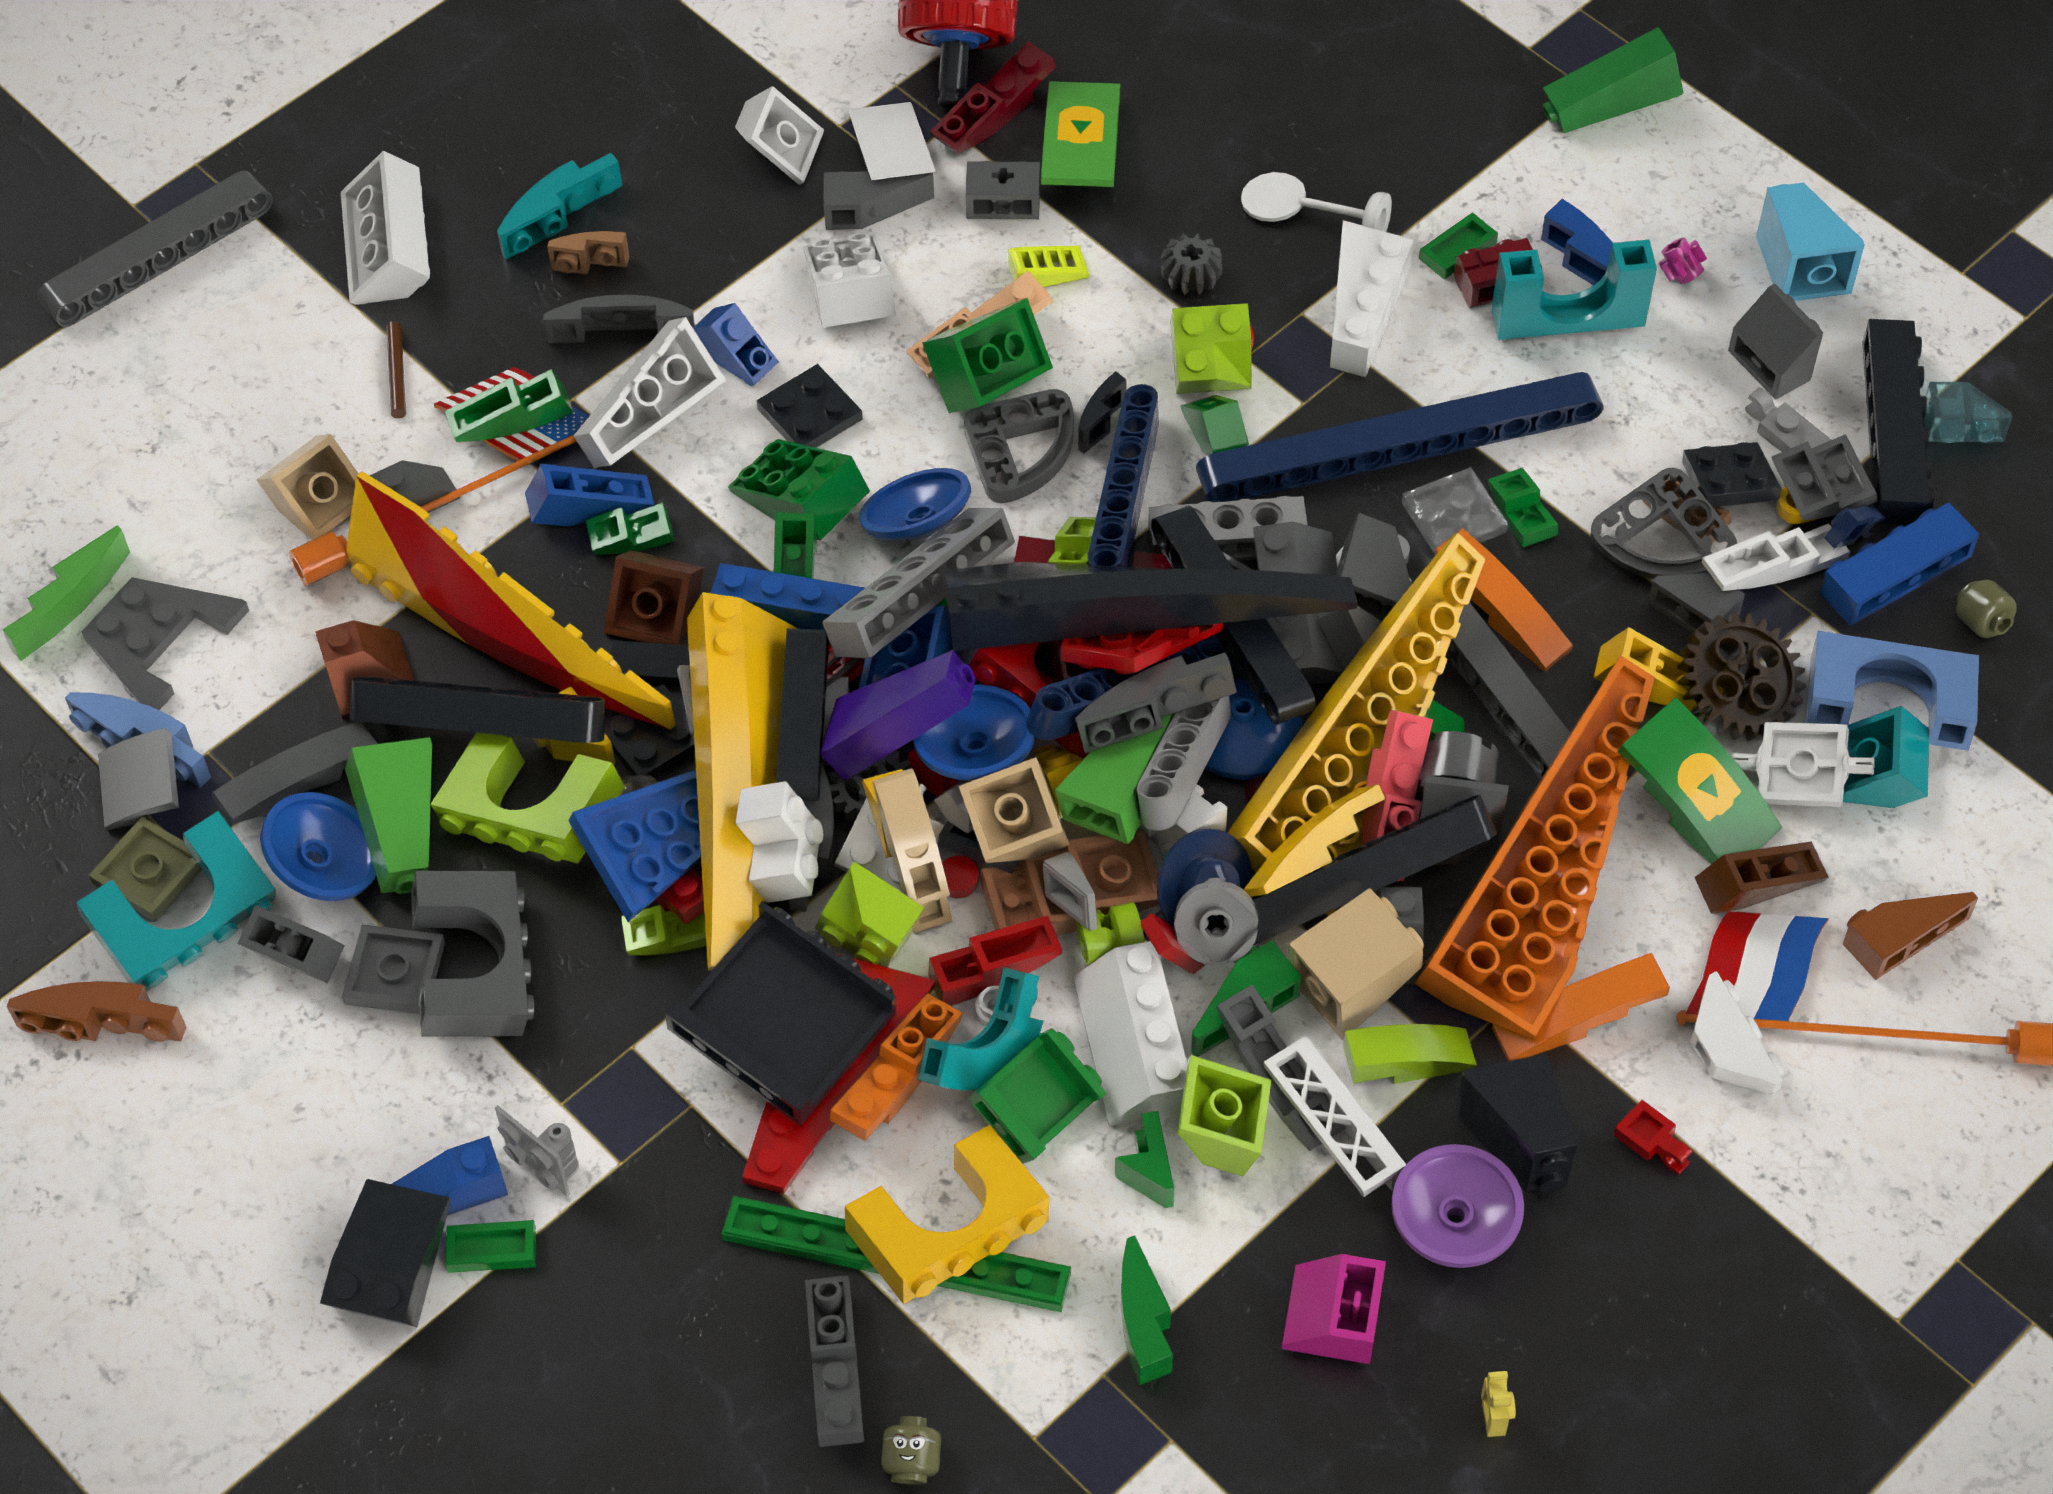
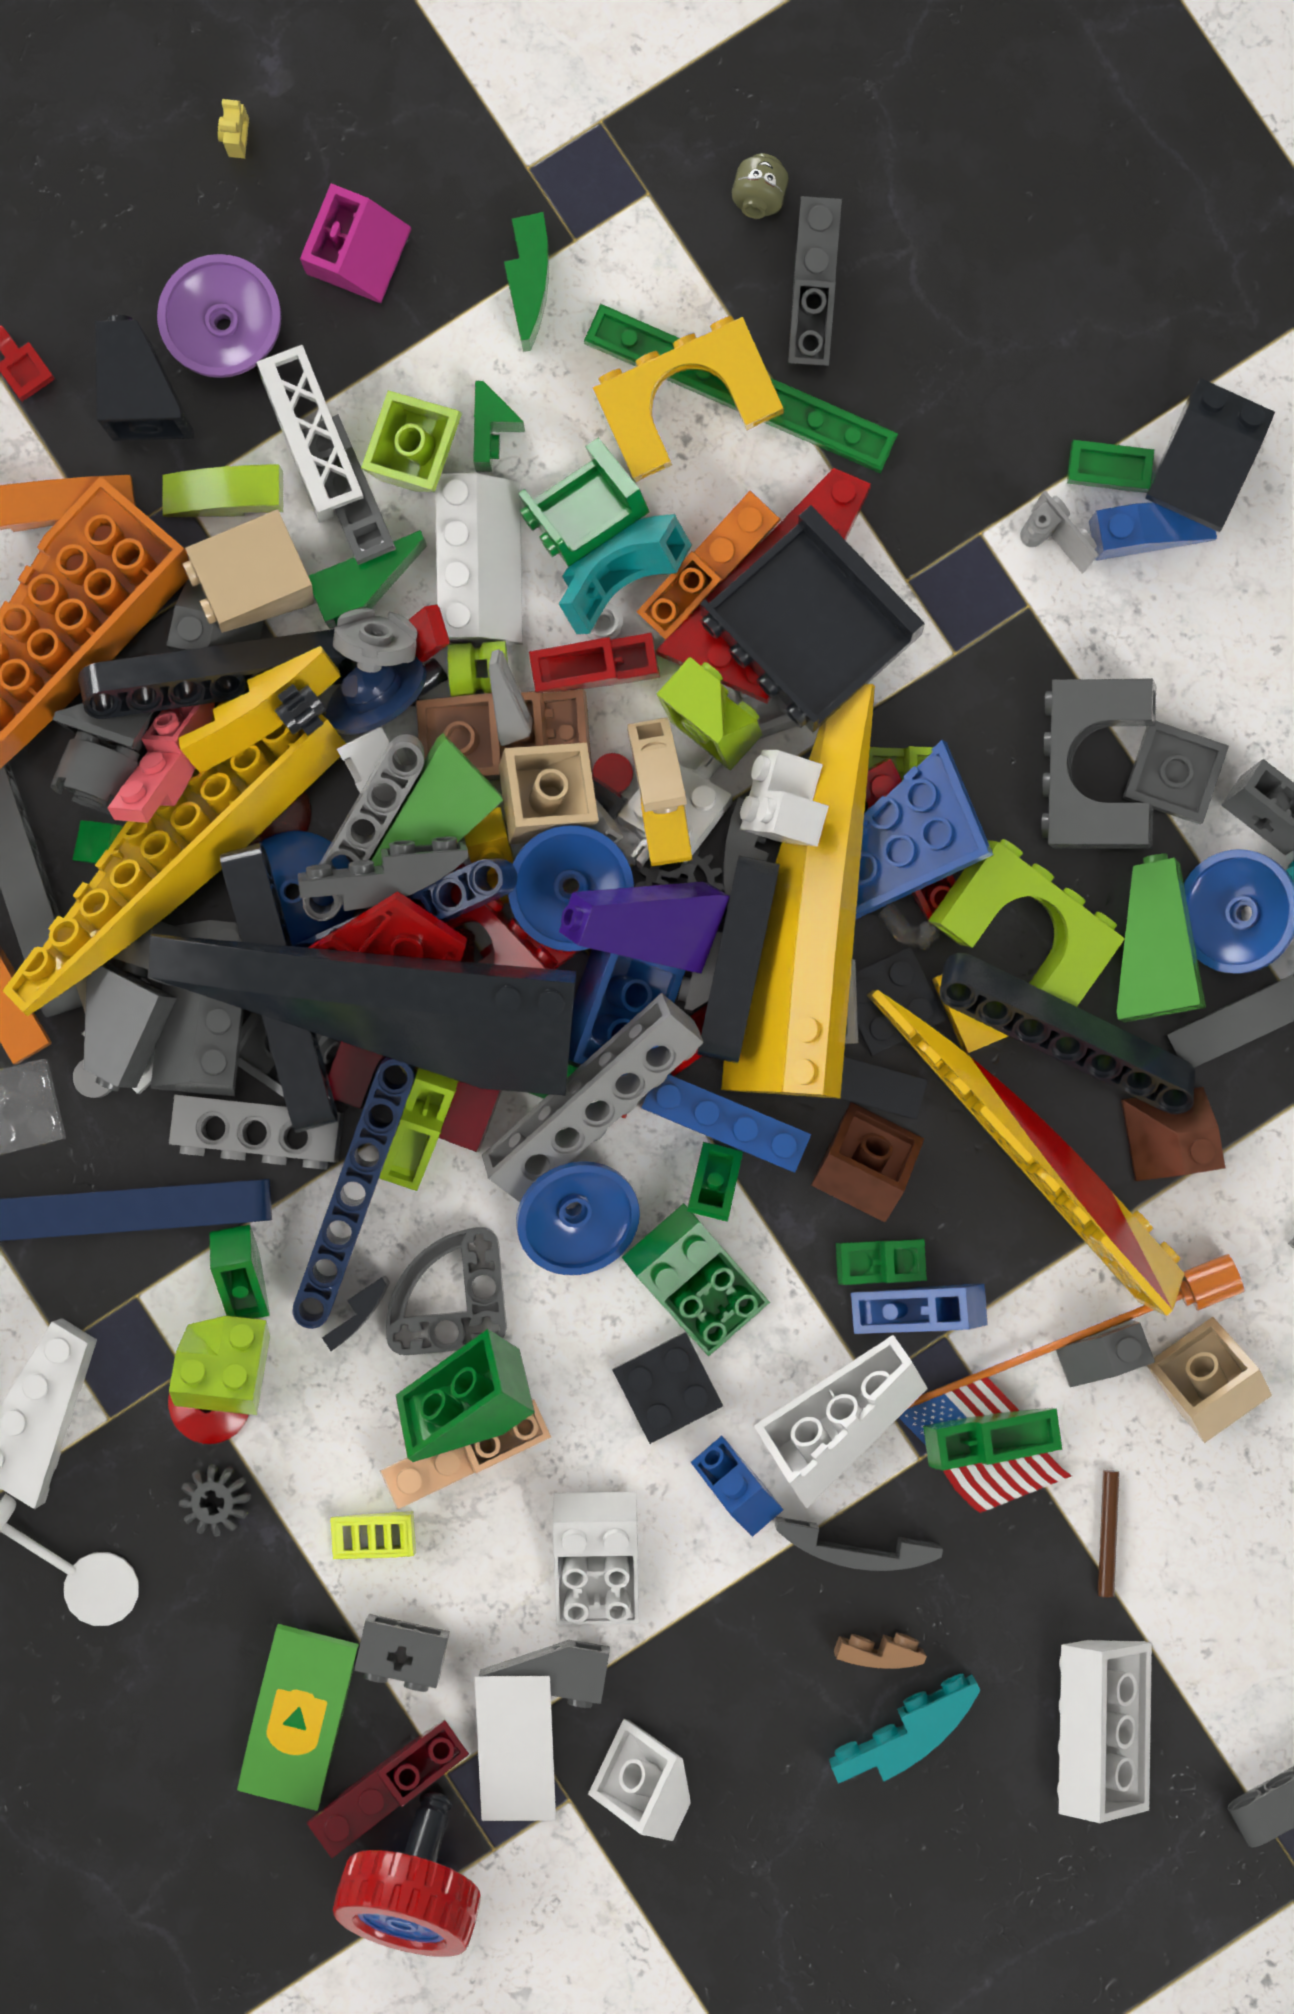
camera: 170 degrees left, 30 degrees up
(1270, 830) = (300, 709): none -> black gear

